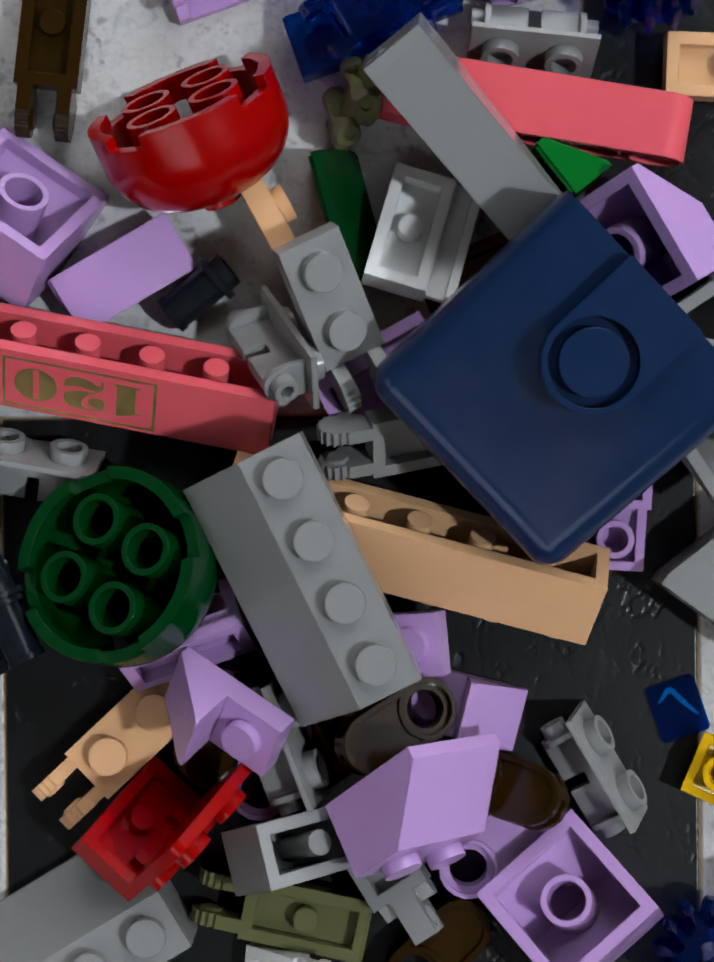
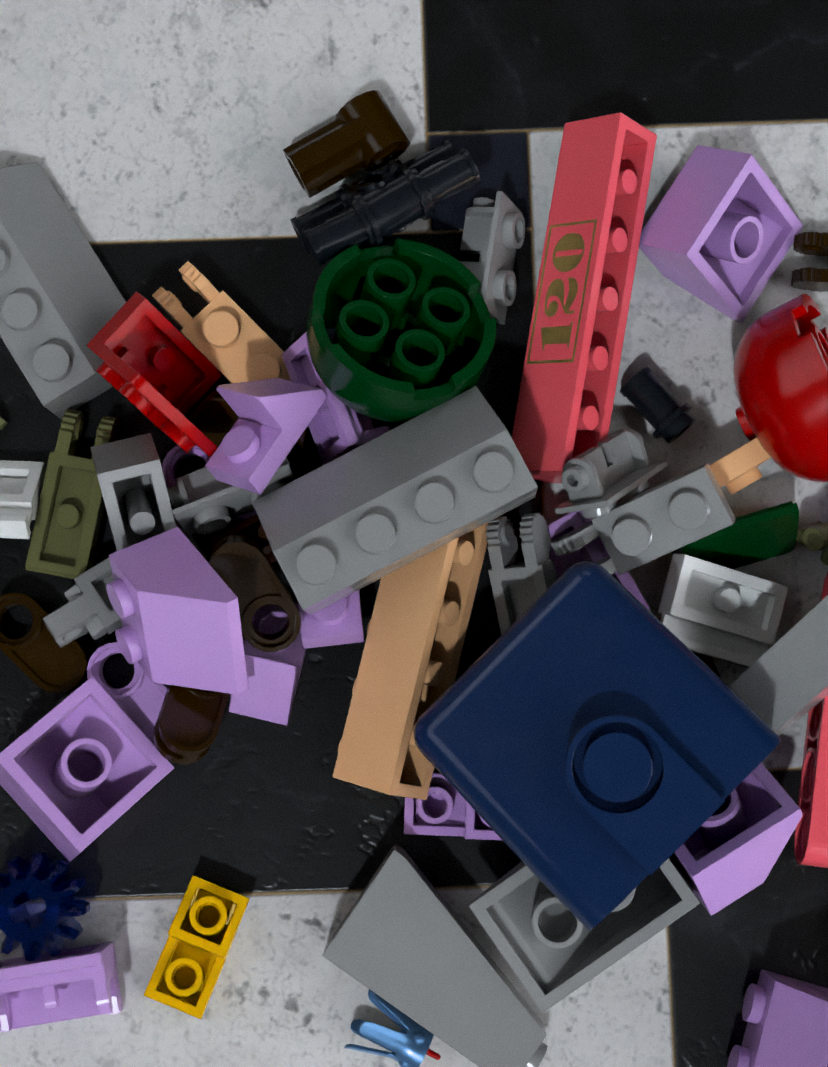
camera: 90 degrees right, 5 degrees down
(123, 272) = (674, 335): lavender slope -> none
(568, 166) = (793, 754): green slope -> none
(612, 794) = (186, 808): light grey hinge -> none
(677, 708) = (270, 872): clear blue sticker -> none

